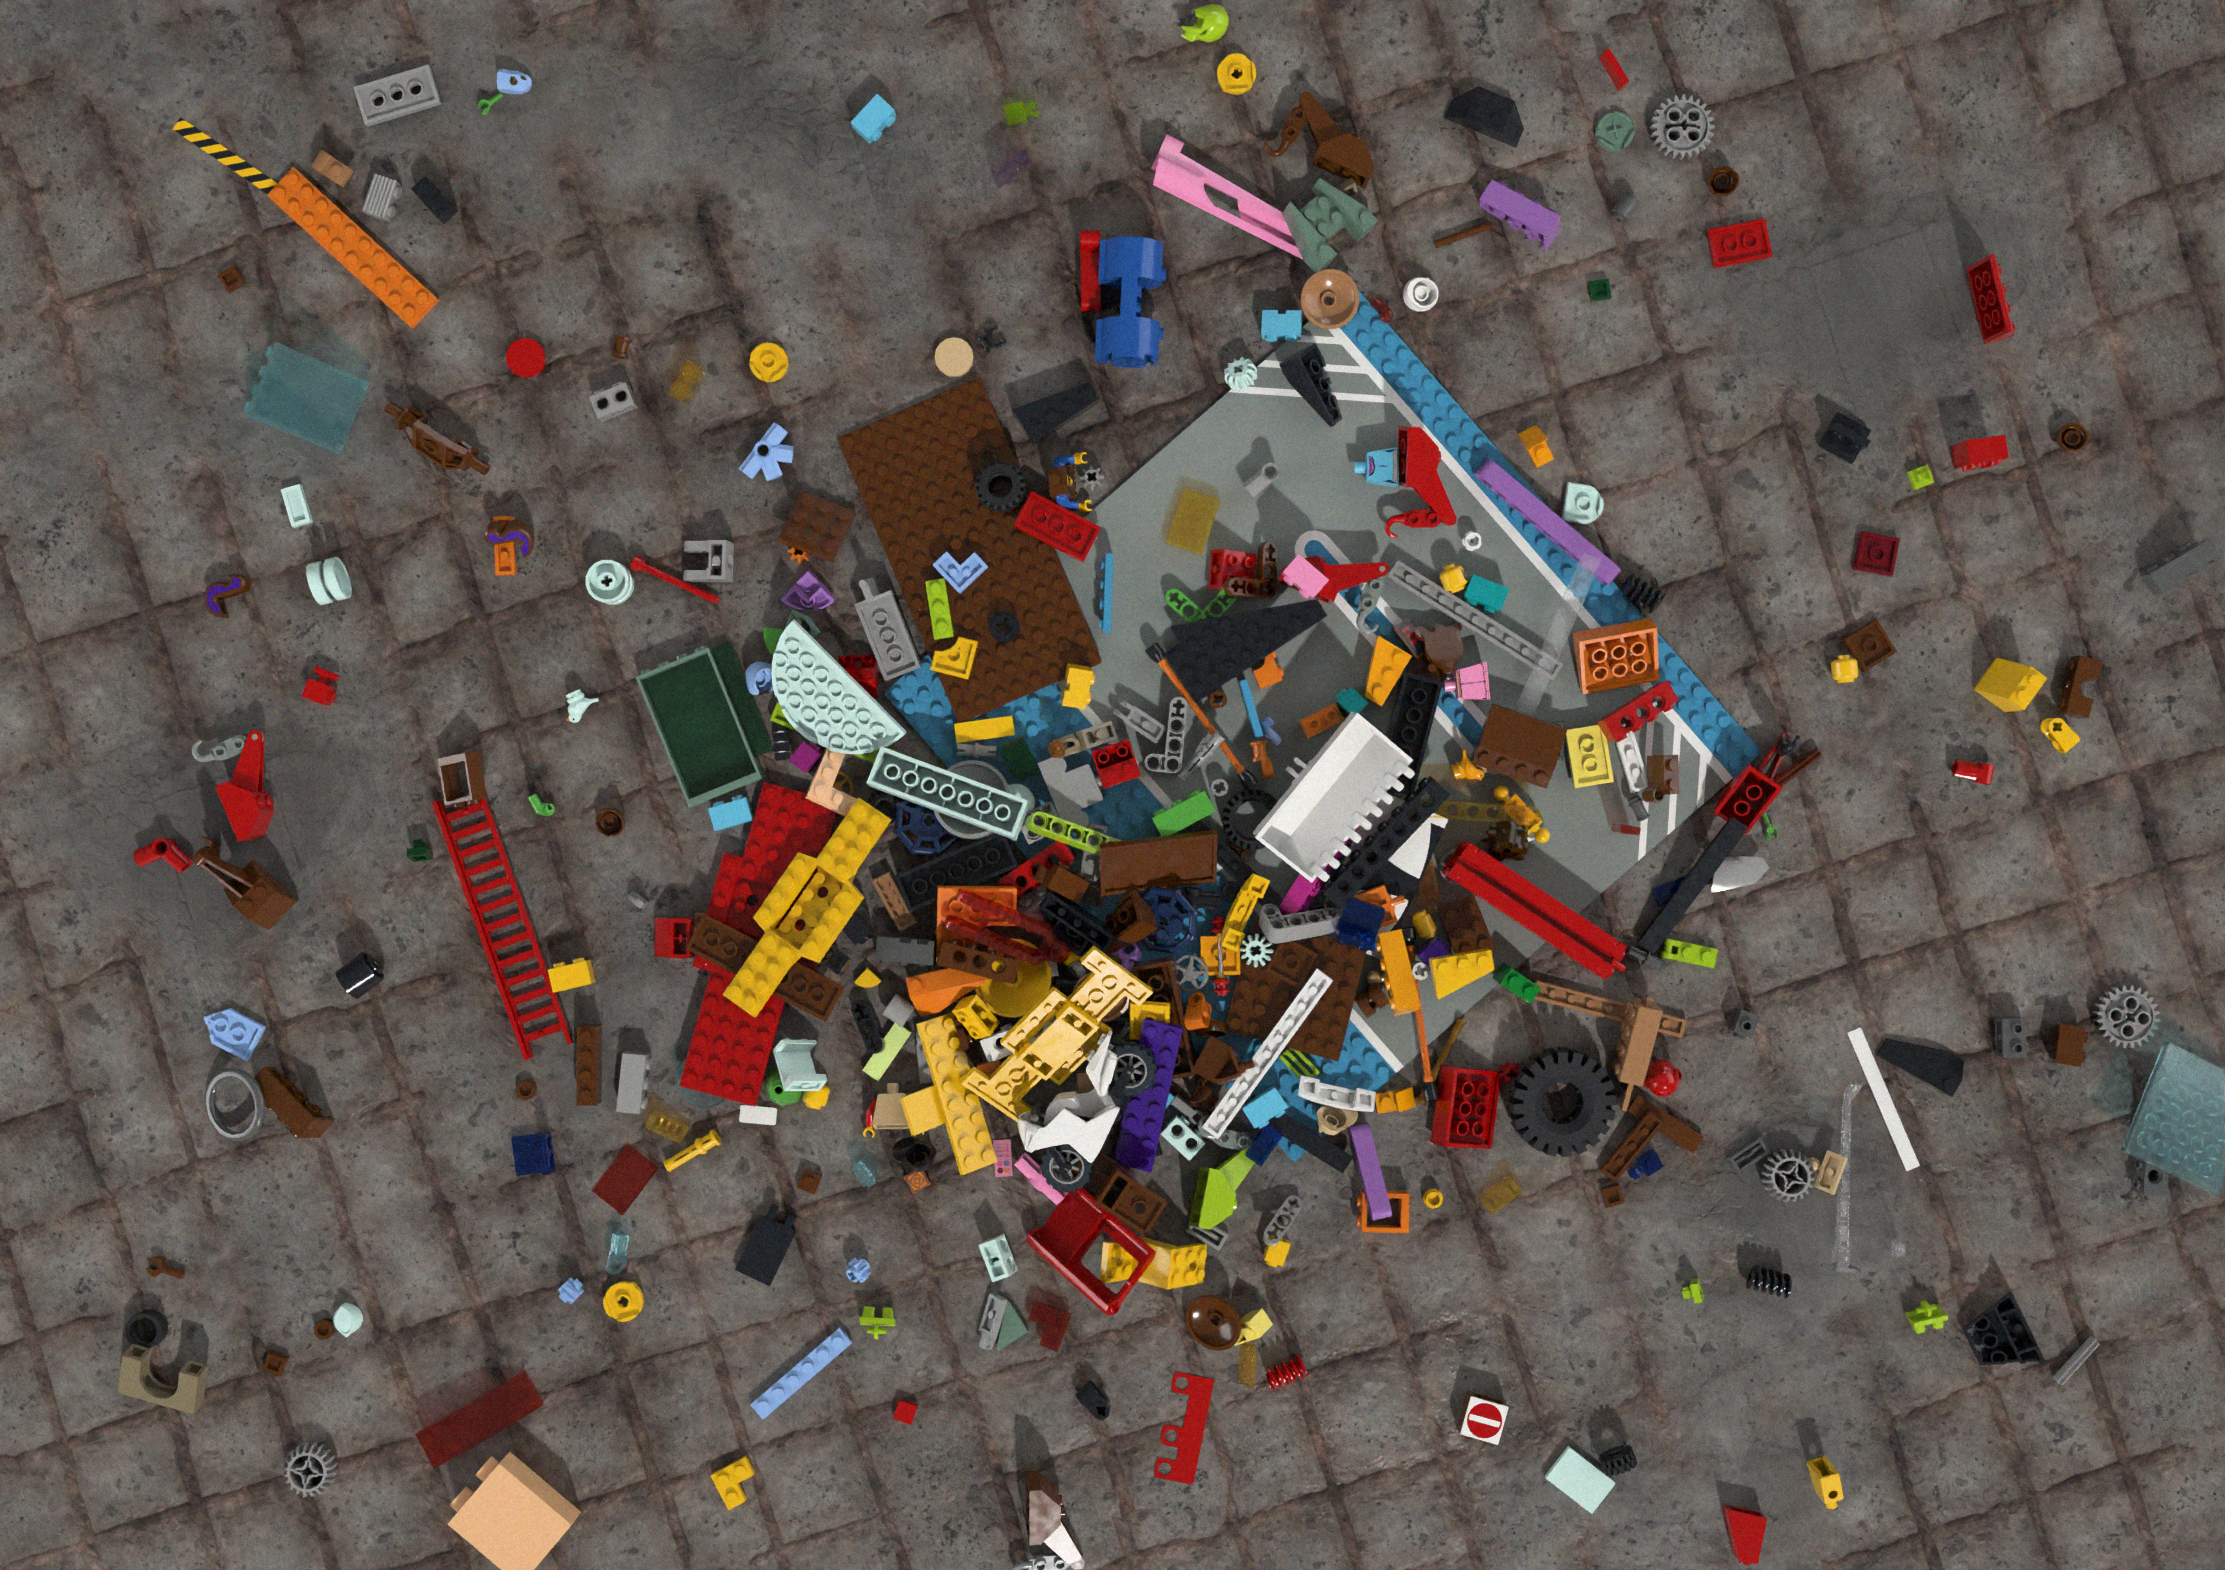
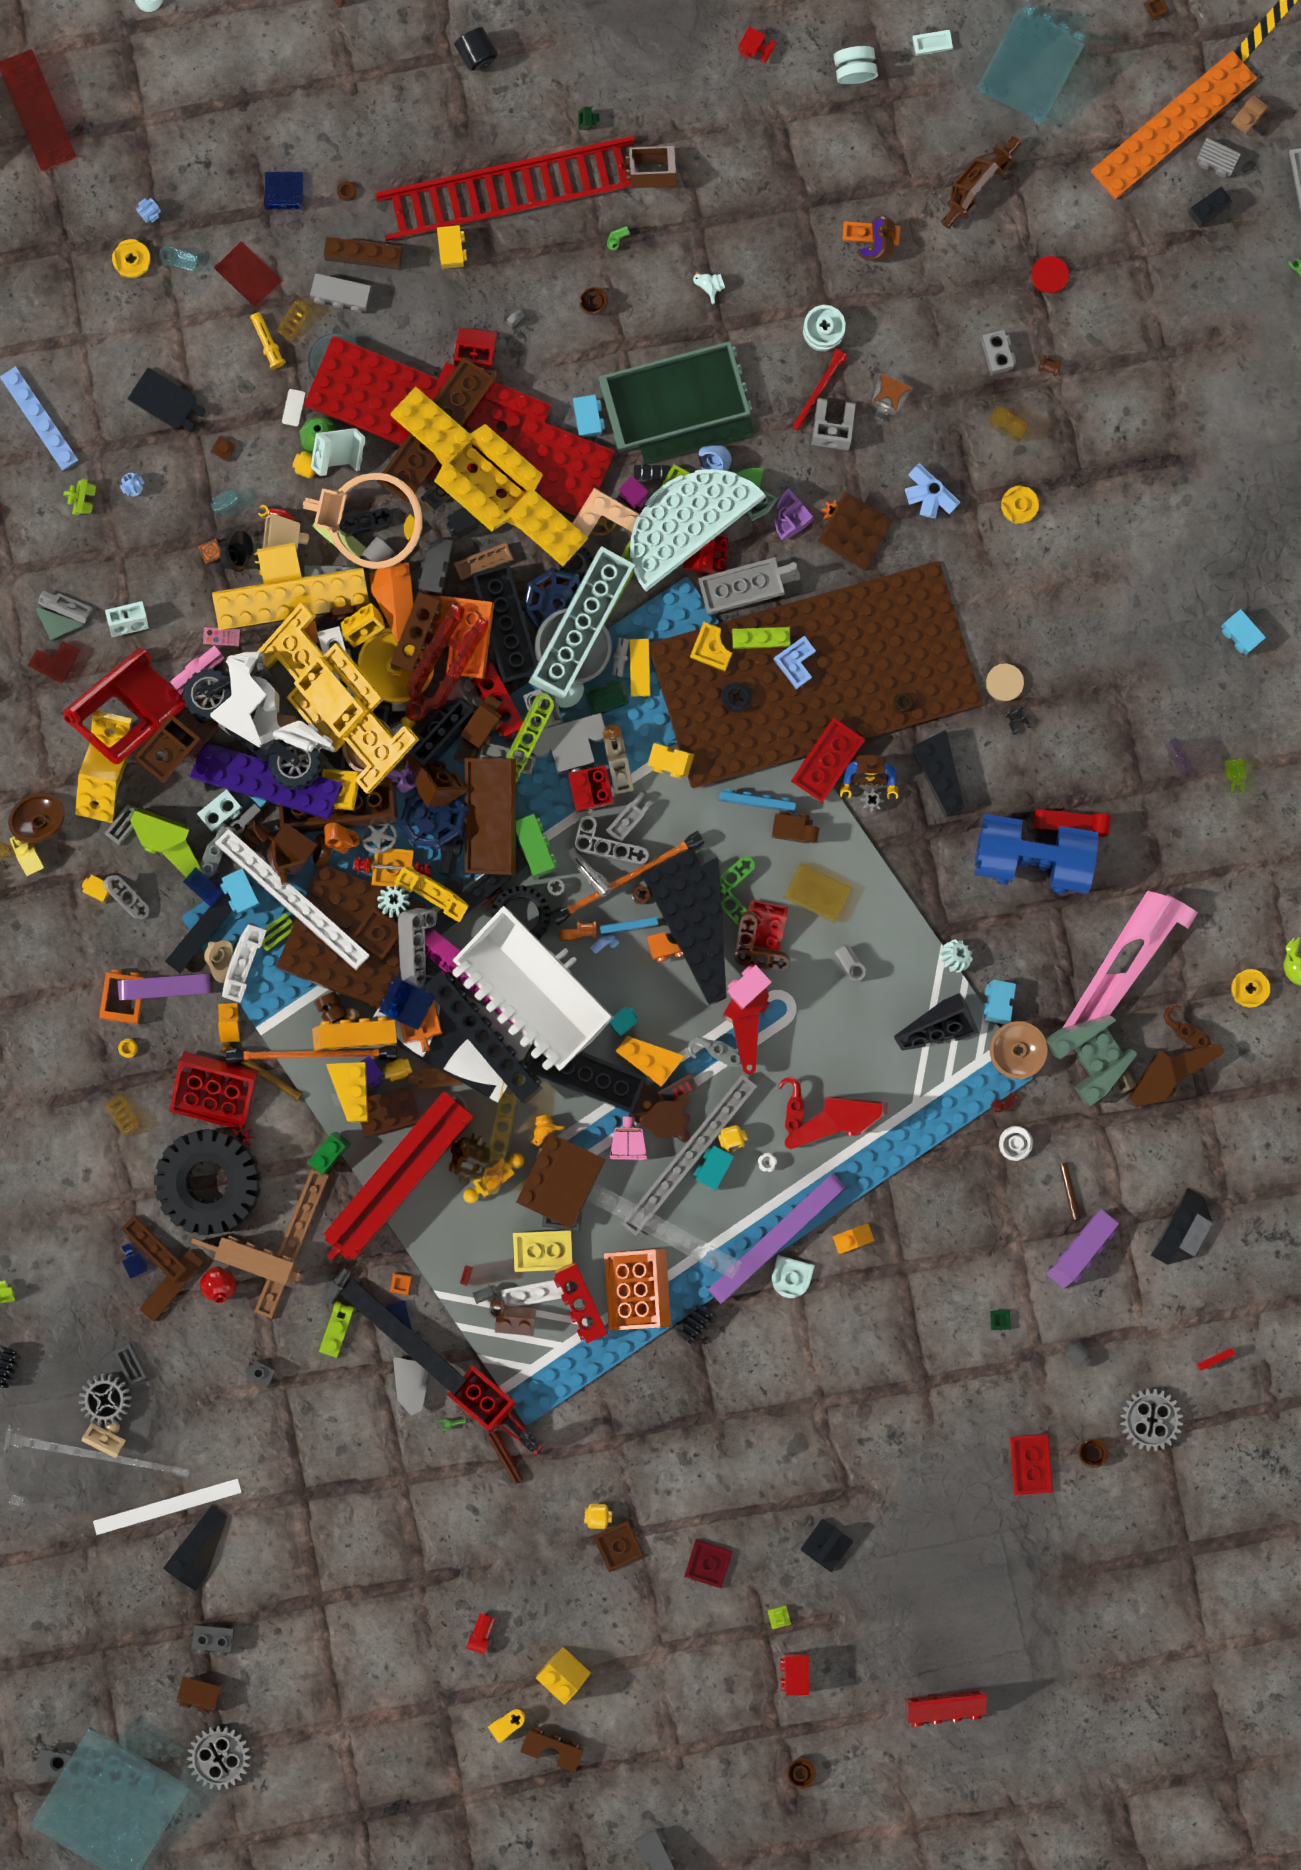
camera: 90 degrees right, 5 degrees down
(673, 507) = (889, 396): none -> torso
(856, 1063) = (331, 509): none -> light nougat brick
(995, 470) = (883, 698): black tyre -> none
(1131, 552) = (794, 828): none -> reddish brown hinge
(1321, 720) = (609, 992): orange brick -> none
(1380, 467) = (849, 1080): medium azure torso -> none
(1424, 972) = (357, 1051): white bush -> none
(1612, 1195) = (107, 1224): reddish brown tile -> none
(1614, 131) = (1155, 1354): sand green tile -> none
(1635, 894) = (400, 1284): none -> orange tile

